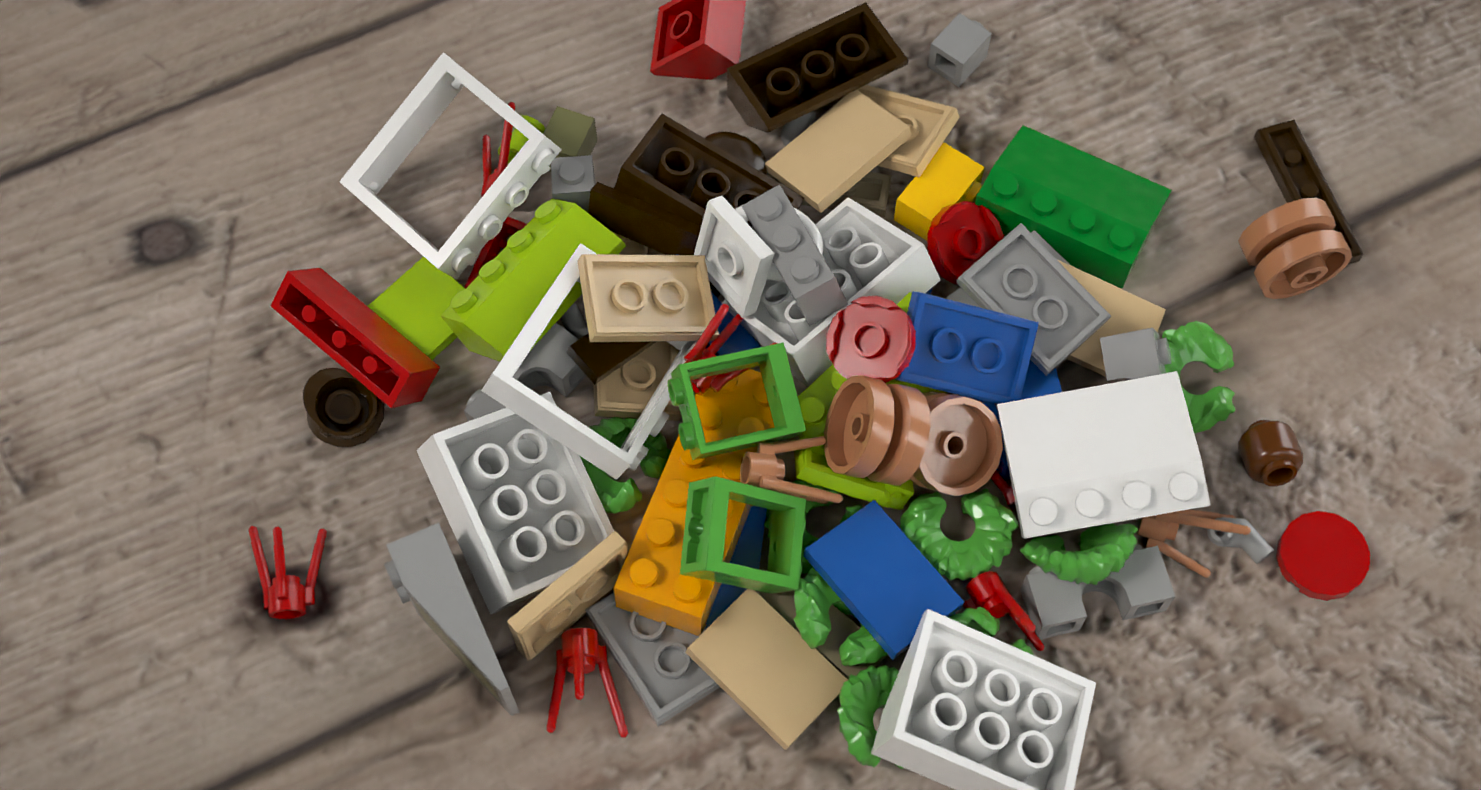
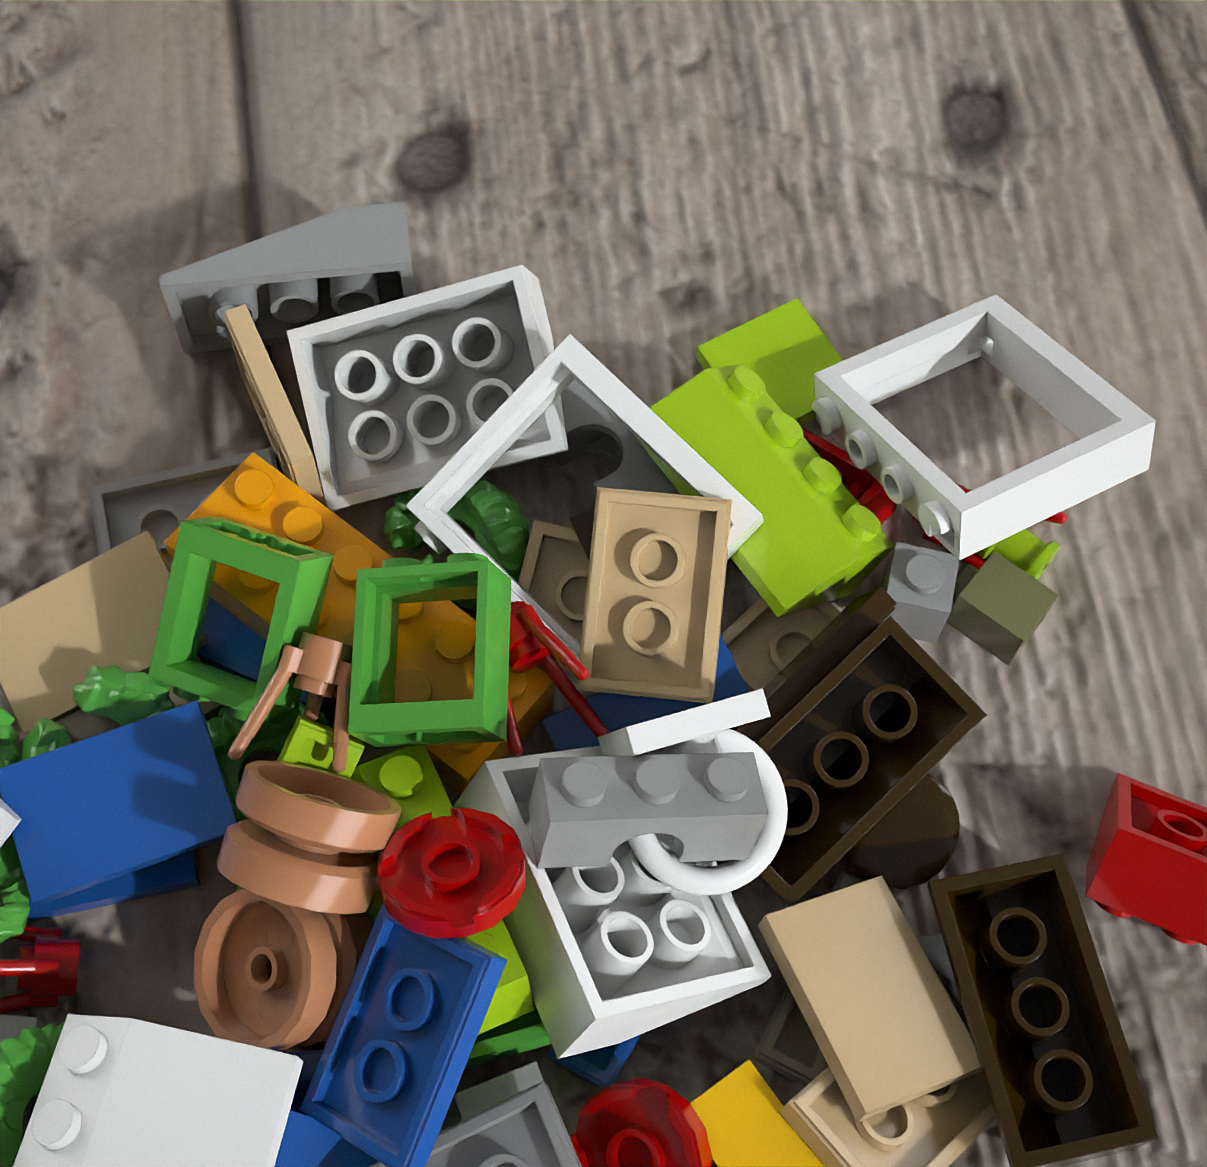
camera: 105 degrees right, 0 degrees up
(285, 595) = (429, 139): red plant -> none
(341, 408) = (660, 245): dark brown piece -> none
(355, 336) = (748, 269): red brick -> none
(579, 655) = (211, 421): red plant -> none
(961, 558) = (119, 936): bright green piece -> none

